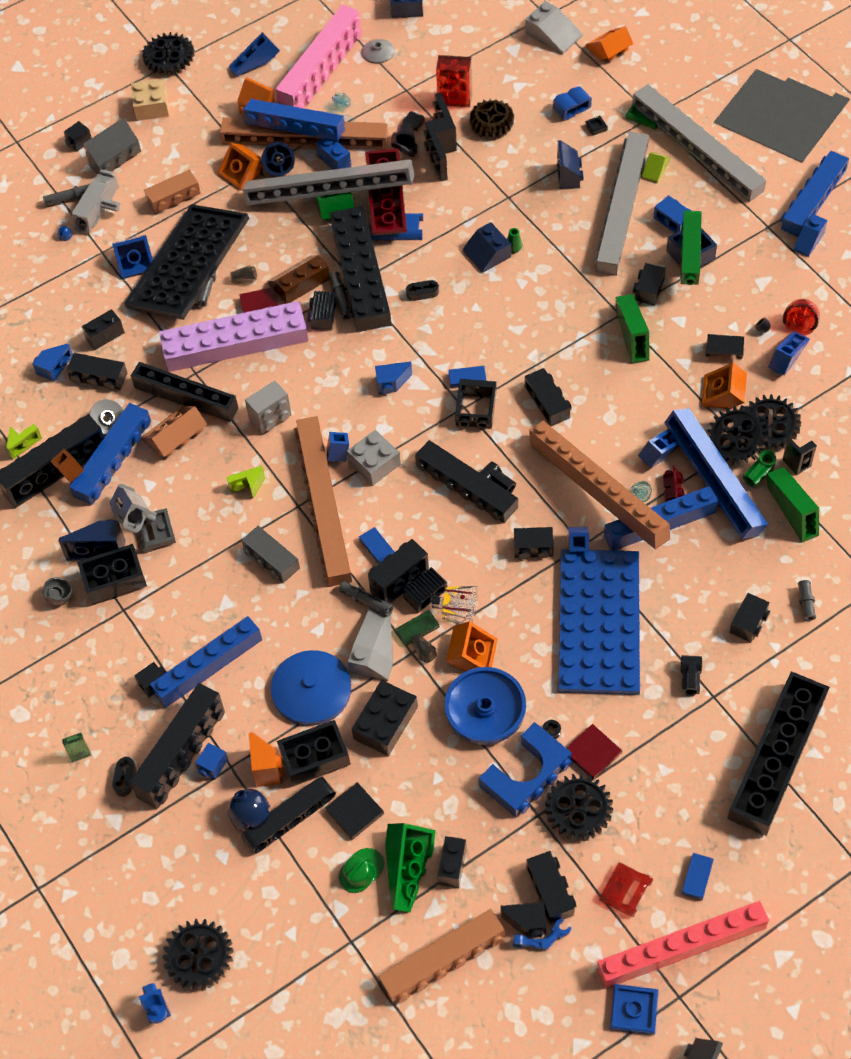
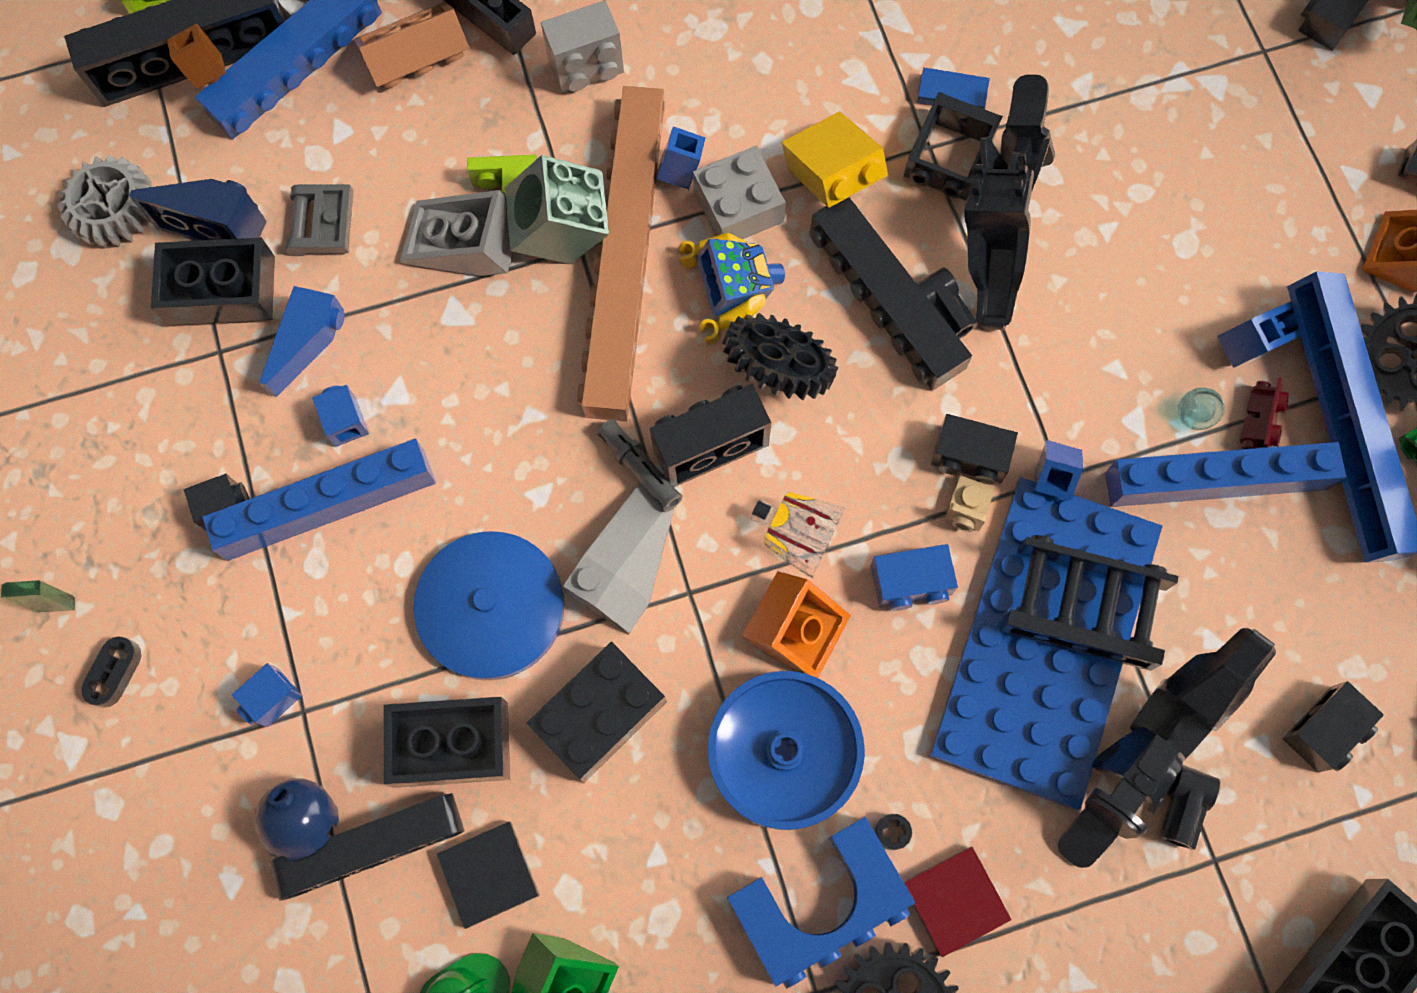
camera: 15 degrees right, 15 degrees up
(37, 562) = (87, 209): none -> light grey gear
(57, 591) = (113, 283): dark grey hair -> none
(131, 510) = (275, 172): light grey piece -> none
(168, 586) = (302, 335): none -> blue slope
(178, 746) = (209, 654): black brick -> none
(202, 619) = (340, 415): none -> blue brick
(234, 515) = (460, 234): none -> light grey slope
(265, 763) = (350, 732): orange slope -> none
(270, 554) = (498, 327): dark grey brick -> none
(283, 488) = (556, 210): none -> sand green brick
(376, 545) = (692, 368): blue tile -> none
(385, 497) = (733, 277): none -> torso
(392, 376) = (820, 52): blue slope -> none
(417, 425) = (835, 159): none -> yellow brick
(421, 524) = (779, 356): none -> black gear
(421, 590) = (748, 478): black brick -> none
(422, 625) = (713, 548): clear green tile -> none
(424, 649) = (710, 594): clear smoke cone -> none
(508, 423) = (1000, 201): none -> black piece
(523, 609) = (914, 577): none -> blue brick
(540, 569) = (969, 504): none -> tan bracket
(547, 396) = (1086, 171): black brick -> none
(600, 485) = (1136, 385): nougat brick -> none
(612, 611) = (1099, 640): none -> black fence
(633, 328) = (1283, 84): green slope -> none
(668, 644) = (1162, 737): none -> black piece

